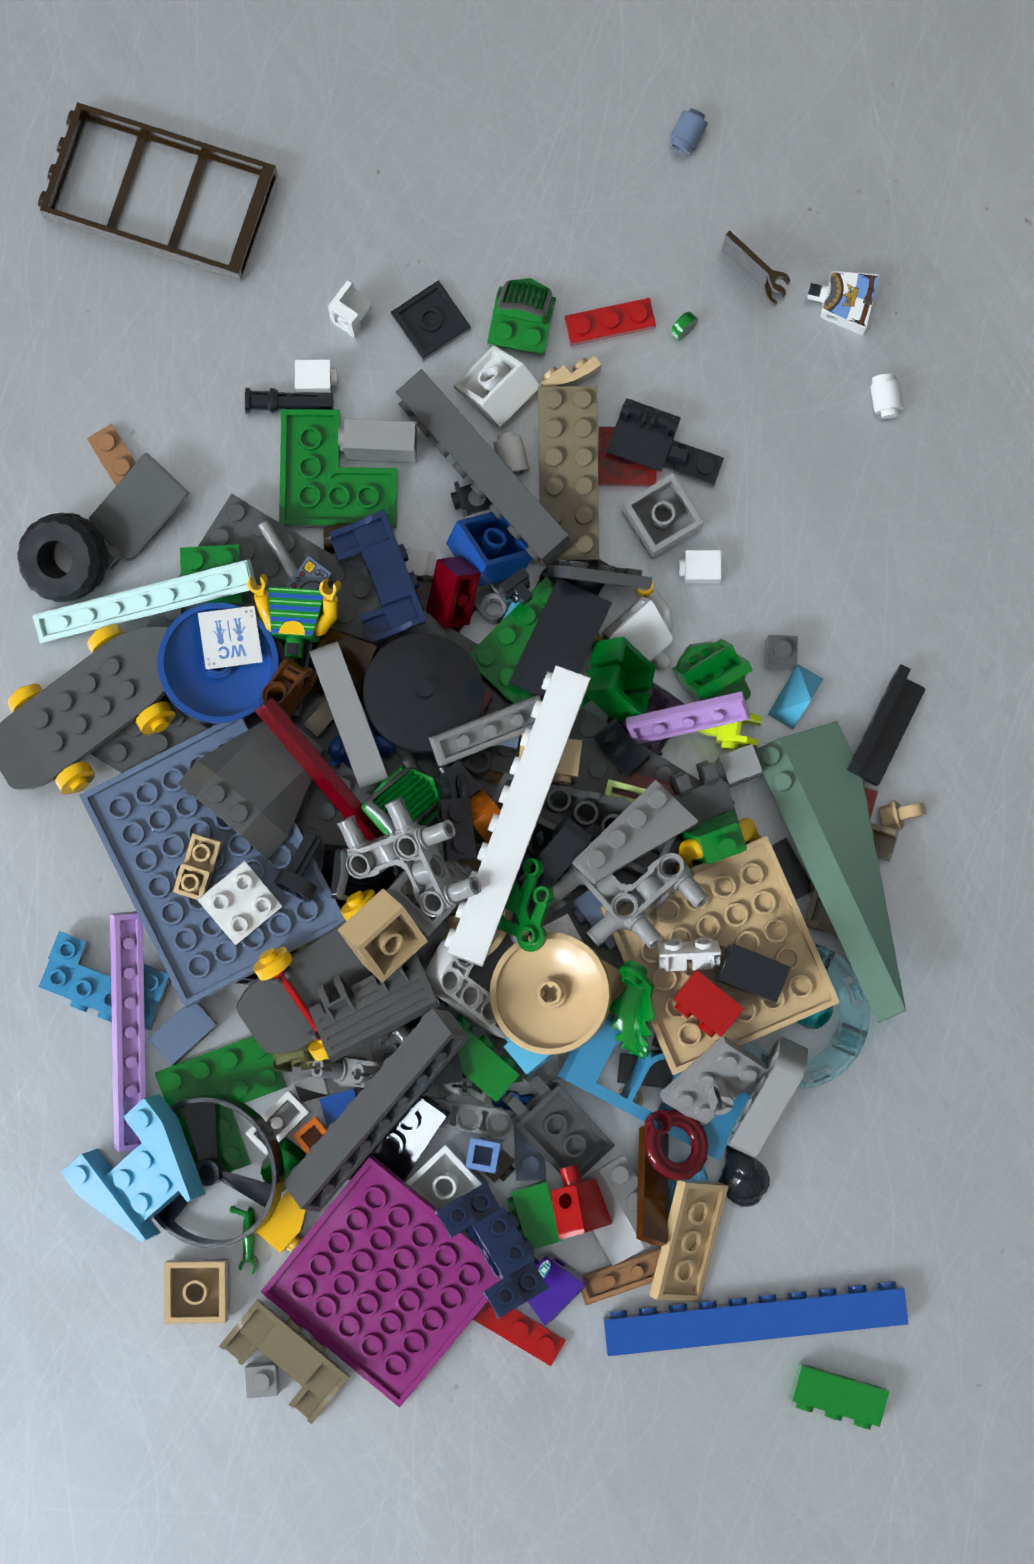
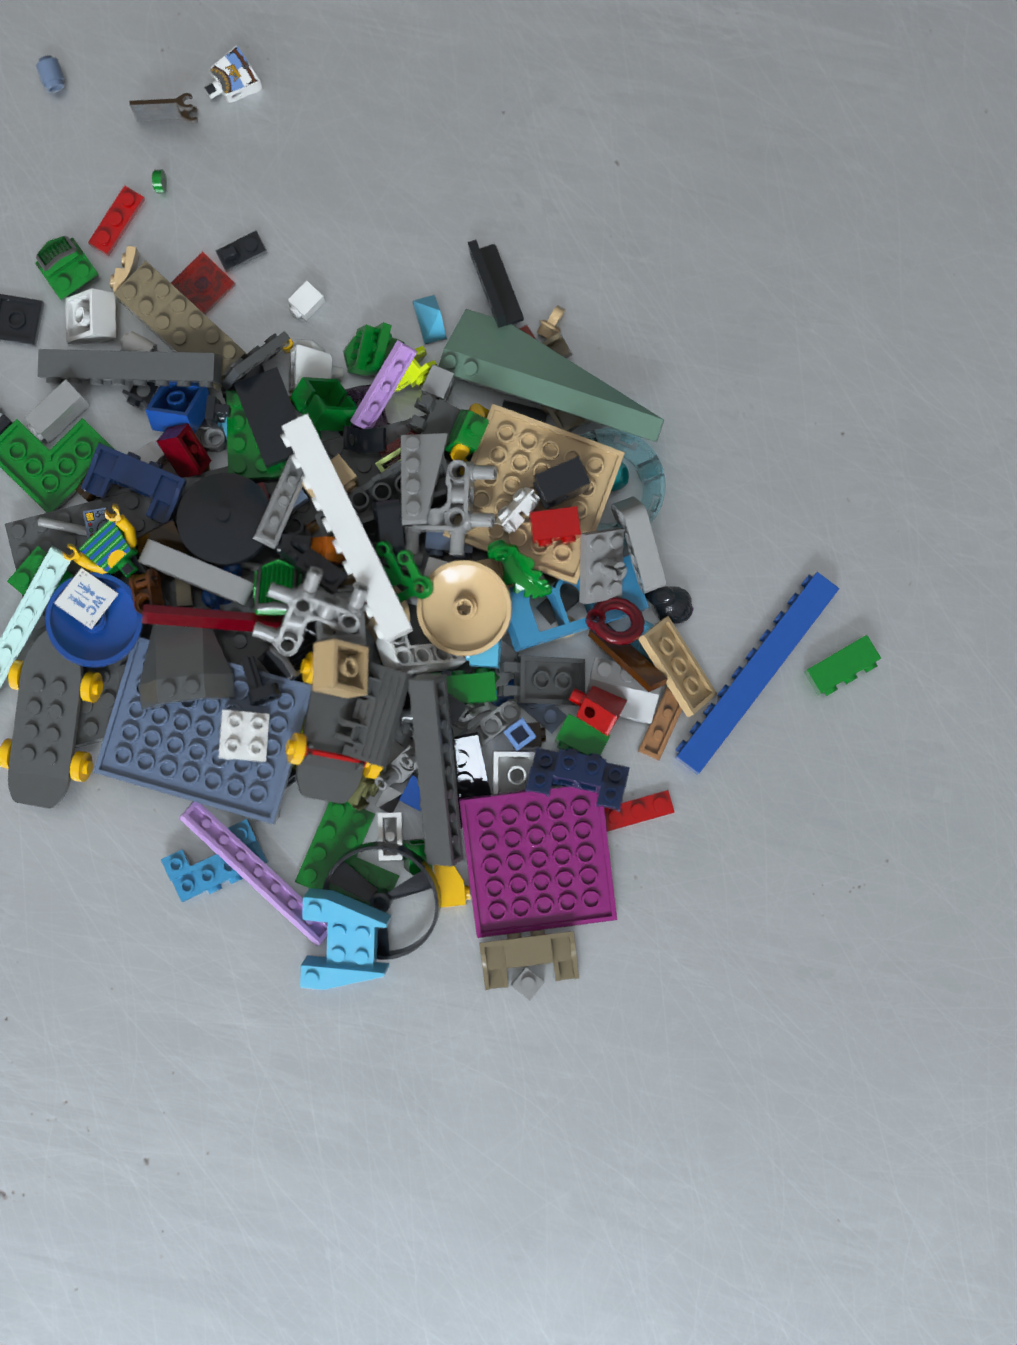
camera: 50 degrees left, 0 degrees up
(183, 1032) = (287, 843): sand blue panel -> none
(196, 1291) = (442, 973): tan brick -> none
(198, 866) = (200, 741): tan slope -> none
(248, 1243) = (442, 917): green piece -> none
(310, 1133) = (414, 824): orange brick -> none
(563, 1286) = (638, 761): dark purple torso -> none
(643, 434) = (199, 262): black hinge -> none
(662, 515) = (255, 294): light grey brick -> none
(781, 652) = (397, 302): dark grey brick -> none
(886, 395) = (309, 107): white brick -> none

